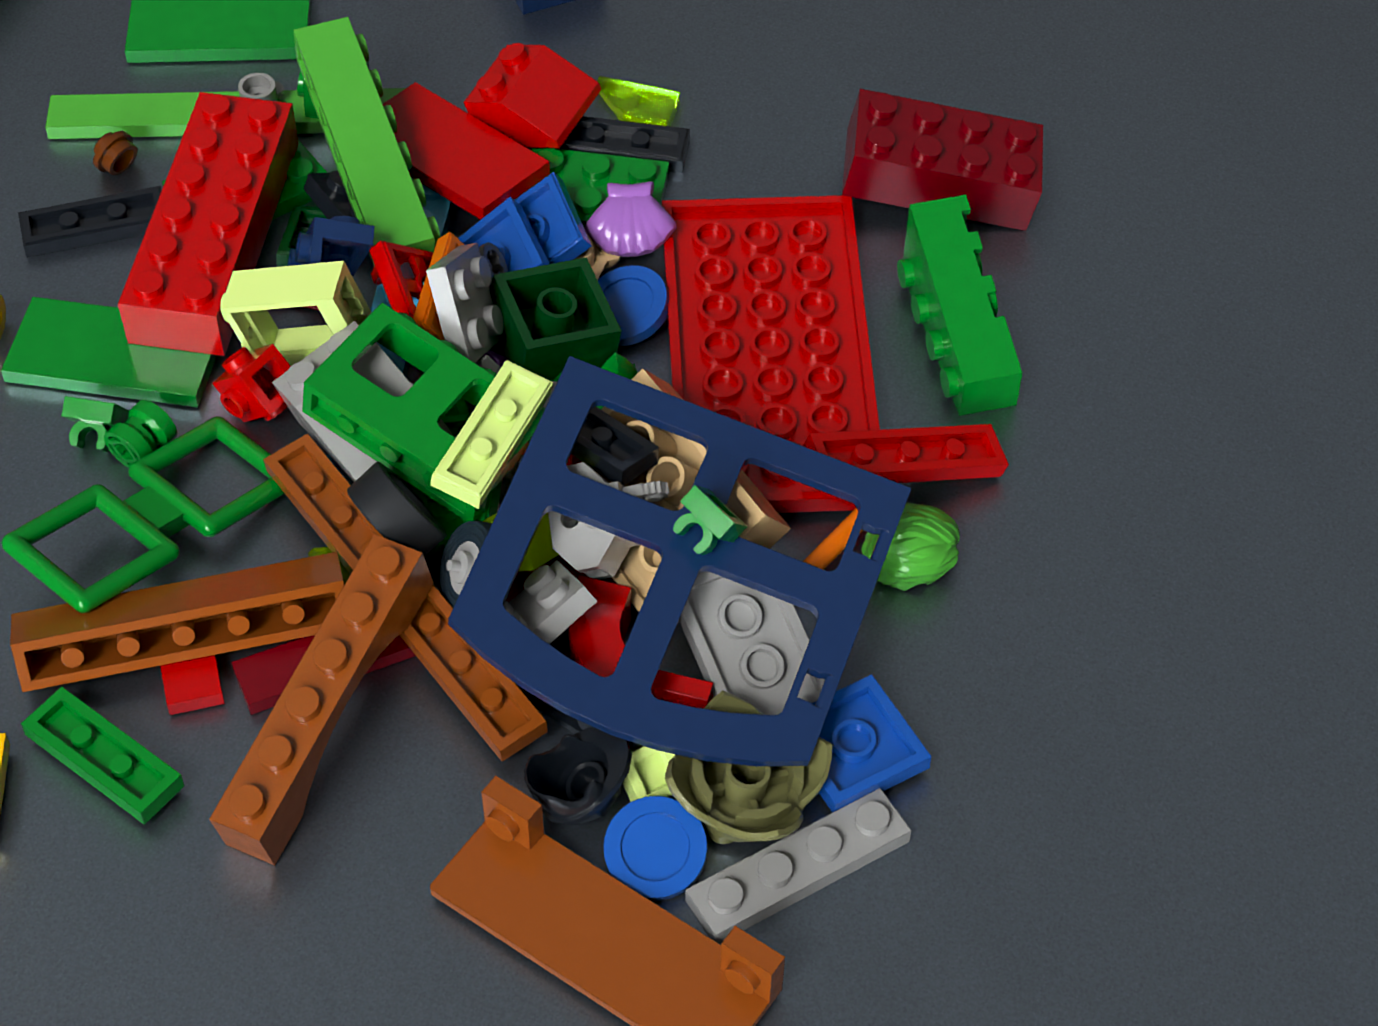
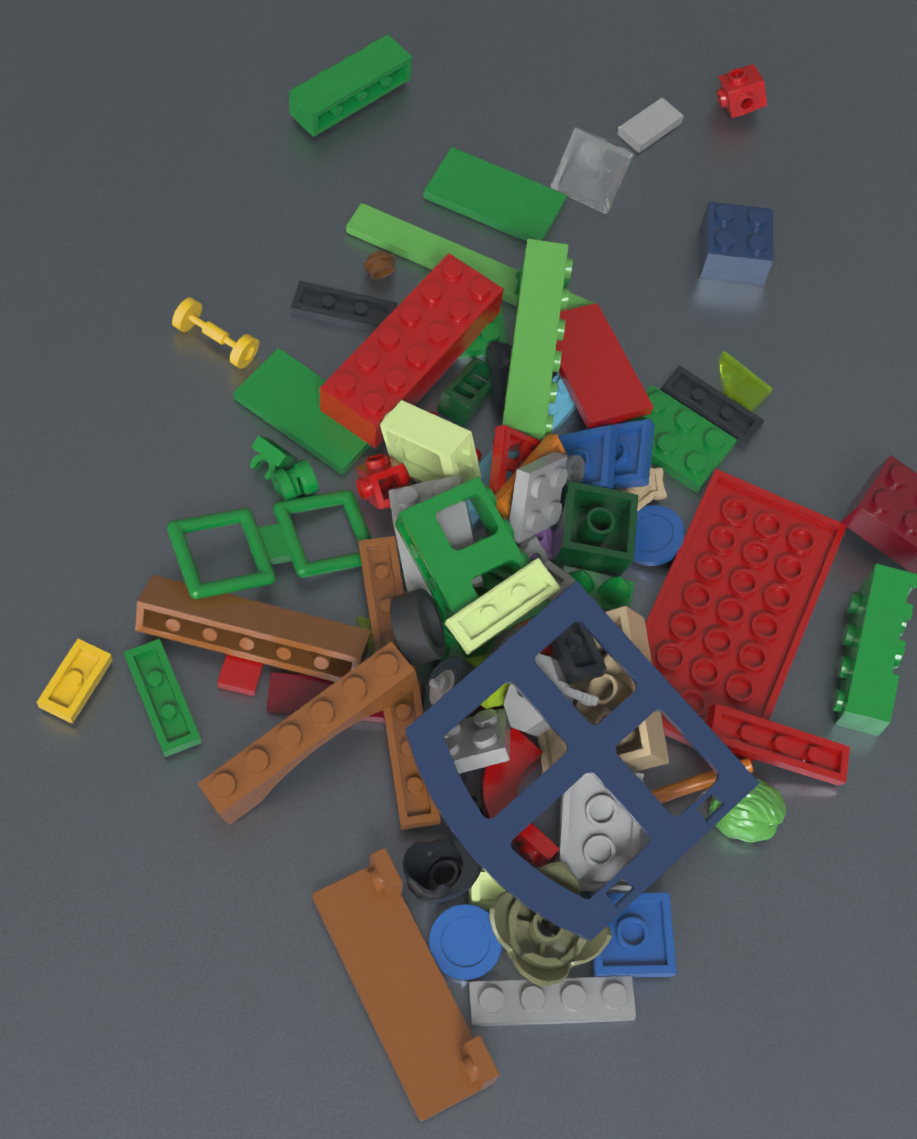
camera: 20 degrees right, 10 degrees up
(260, 87) = (494, 259): light grey plate -> none
(333, 240) = (479, 409): dark blue bracket -> none
(532, 96) = (668, 350): red slope -> none
(630, 221) = (685, 475): medium lavender animal -> none
(712, 516) = (611, 744): tile -> none

